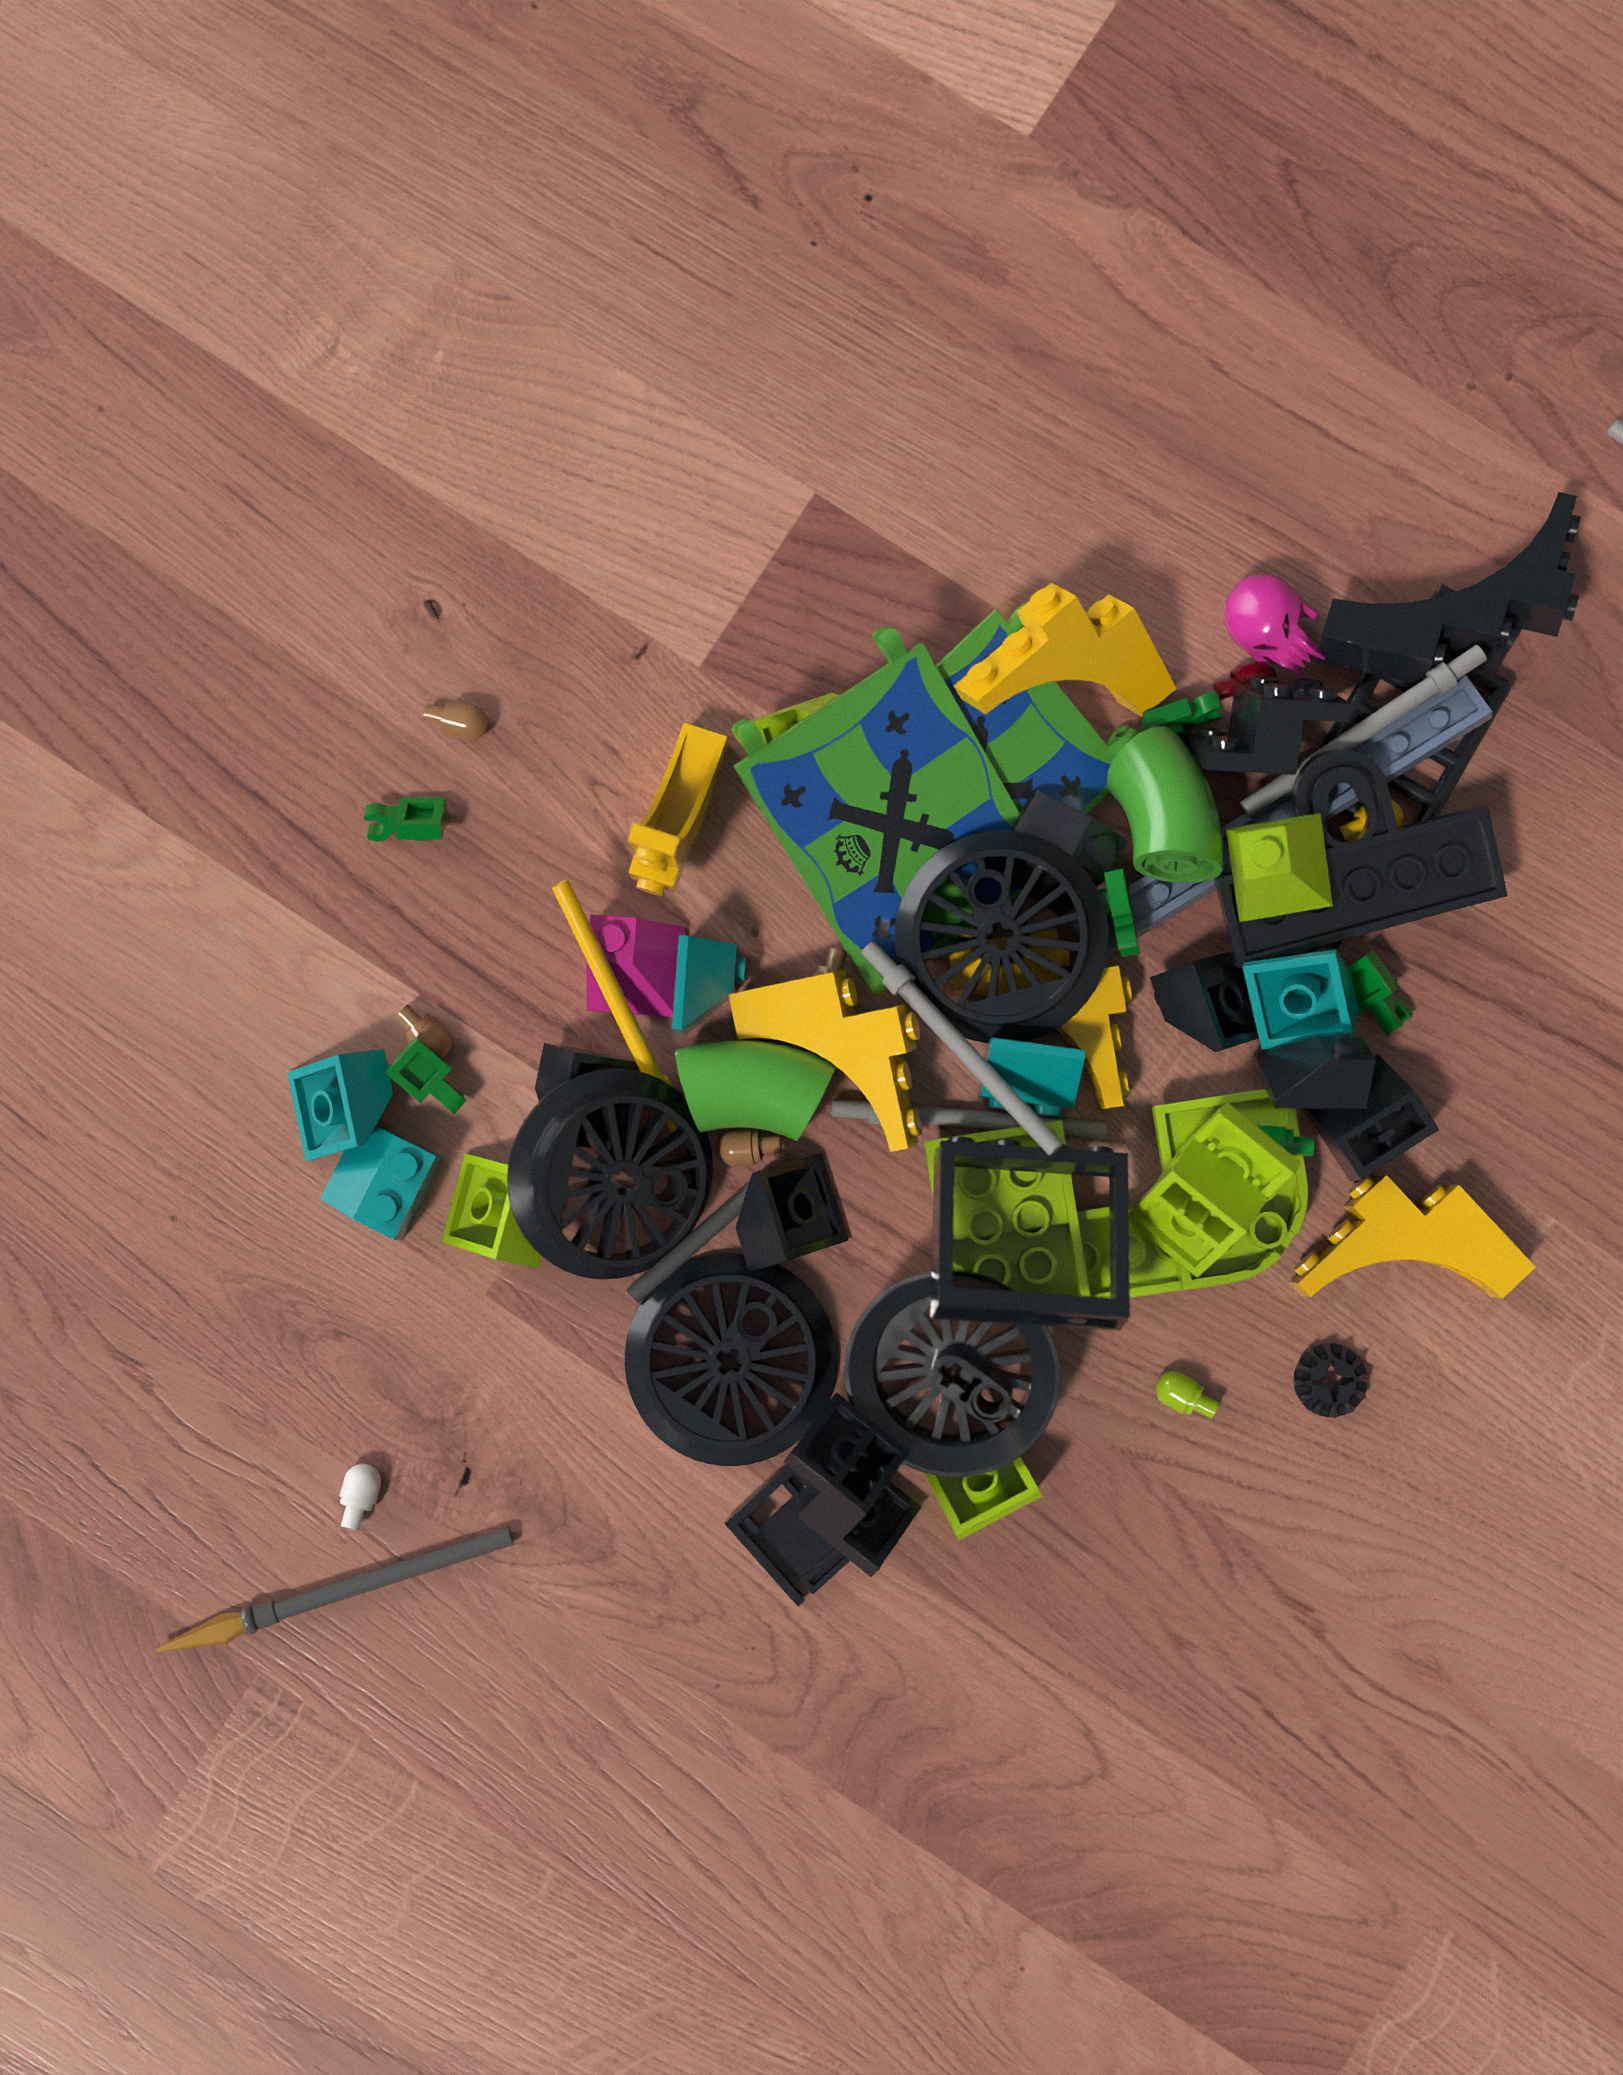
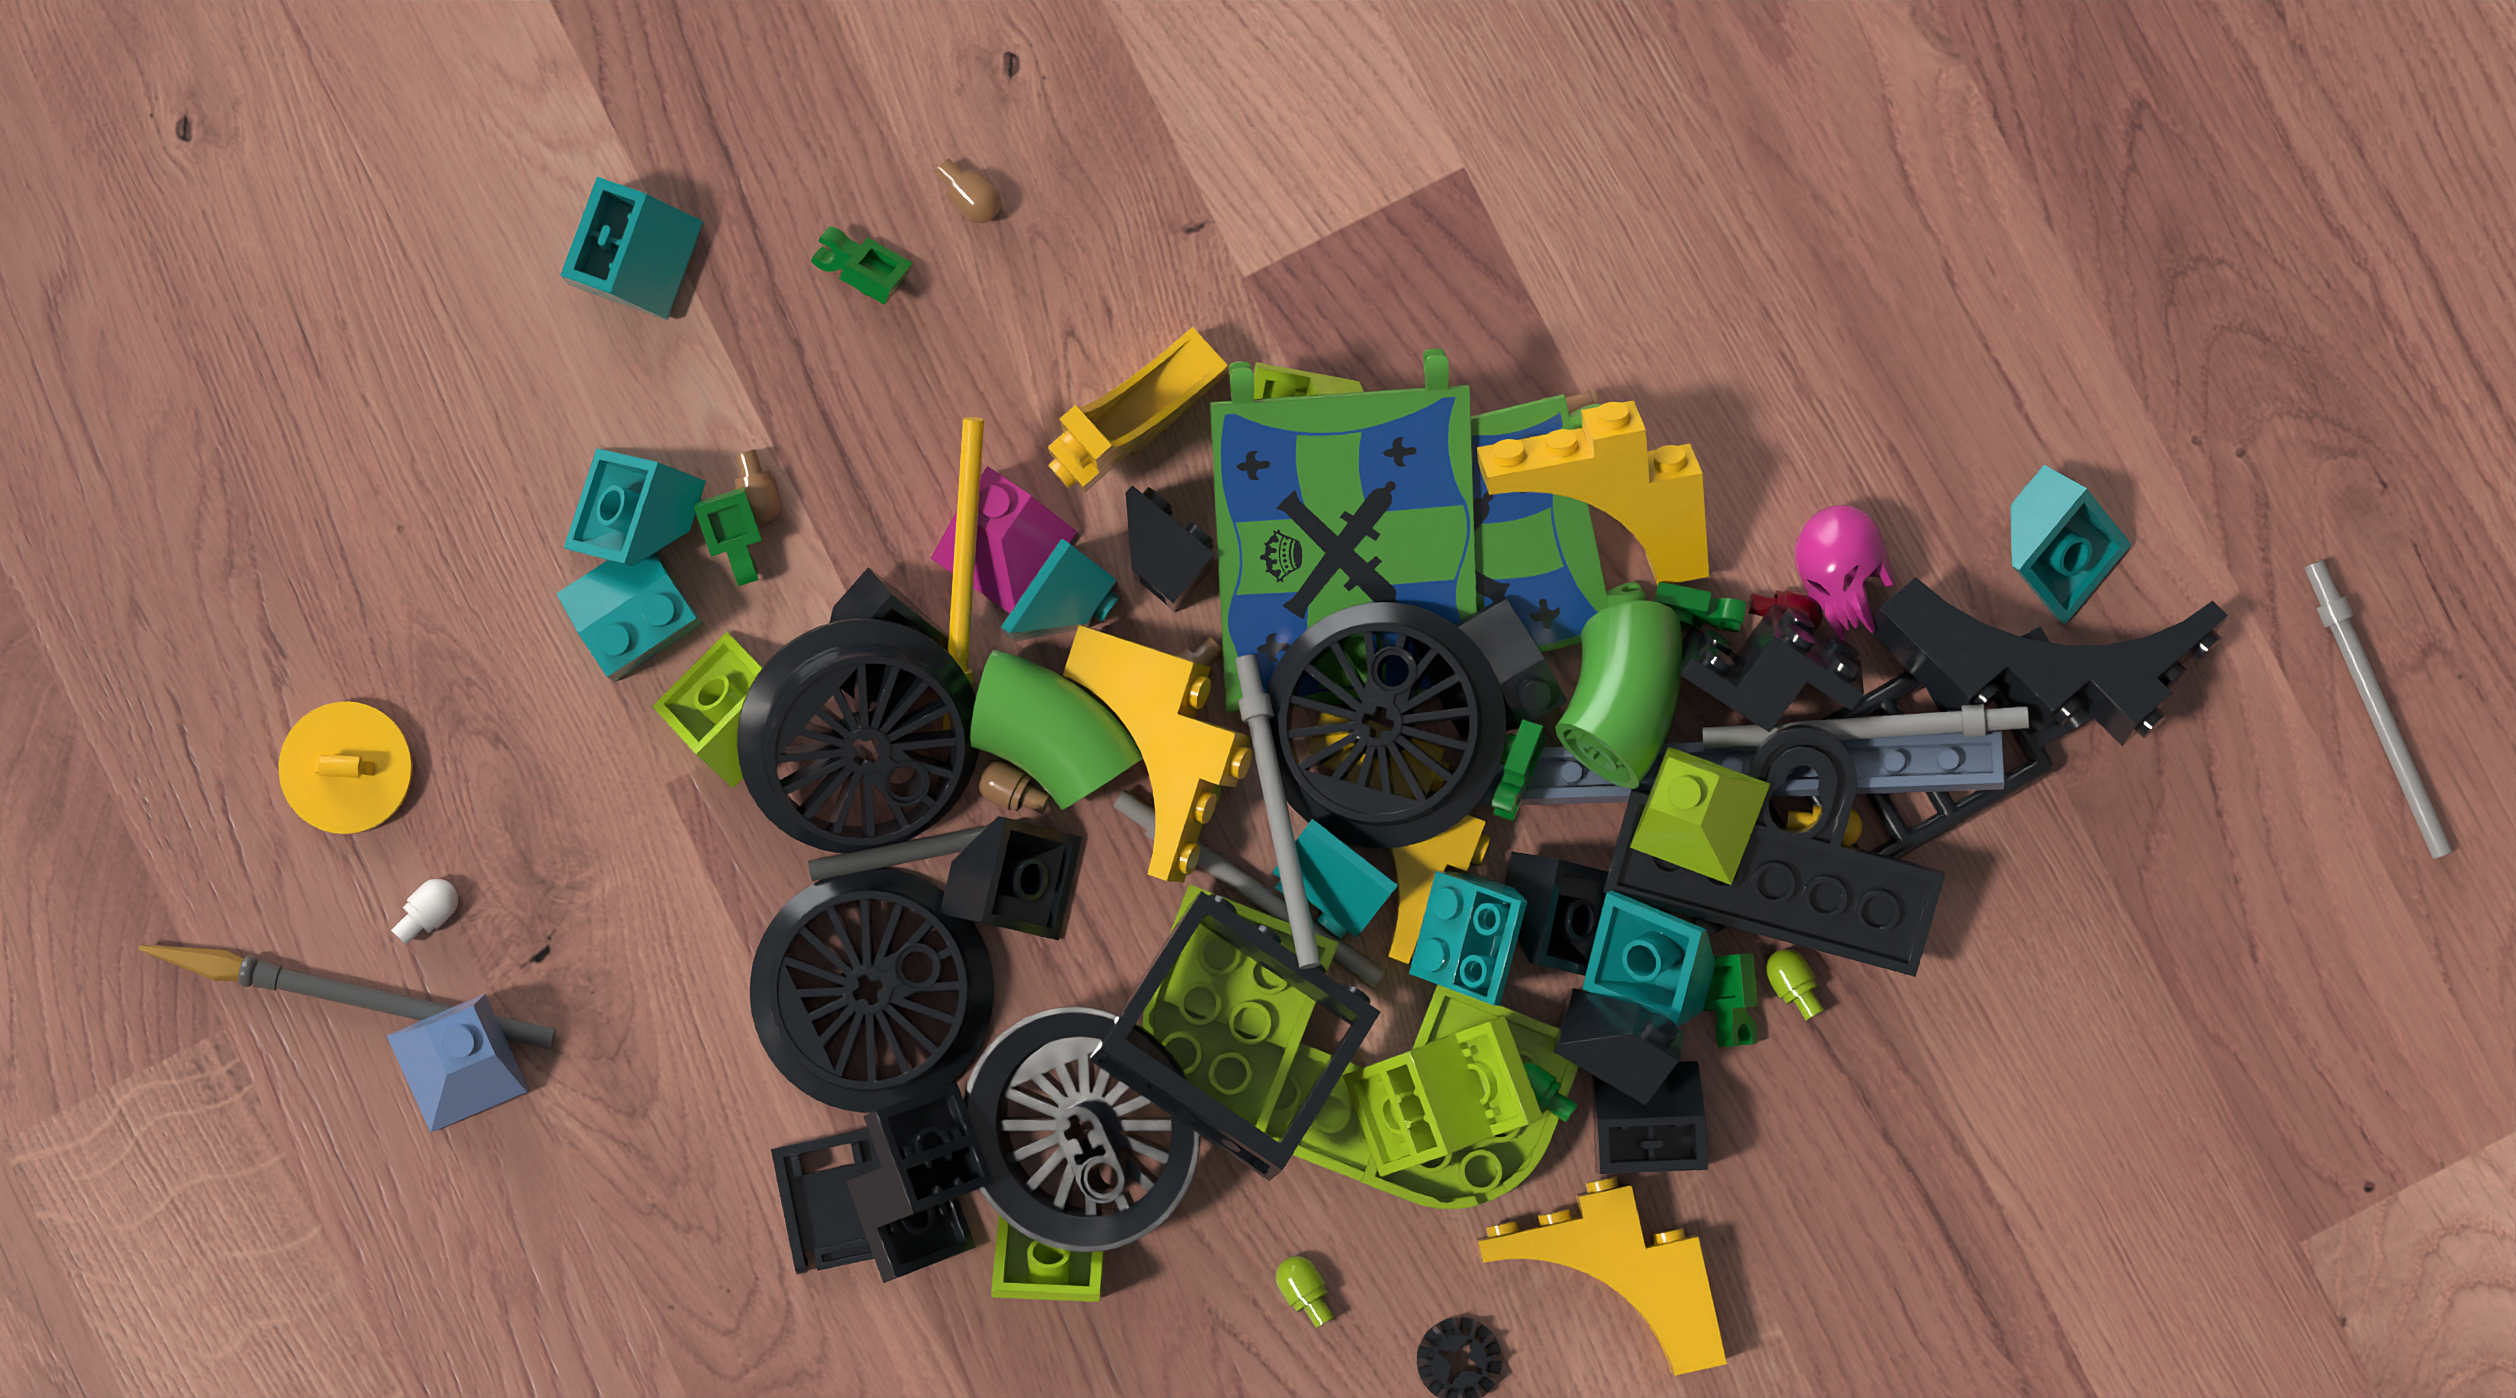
camera: 30 degrees right, 0 degrees up
(226, 906) = (631, 249): none -> teal slope
(235, 1422) = (345, 767): none -> yellow shield
(449, 1596) = (457, 1063): none -> medium blue slope
(760, 903) = (1163, 553): none -> black slope
(1159, 1057) = (1469, 935): none -> teal slope
(1413, 953) = (1793, 981): none -> lime cylinder
(1420, 511) = (2062, 541): none -> teal slope

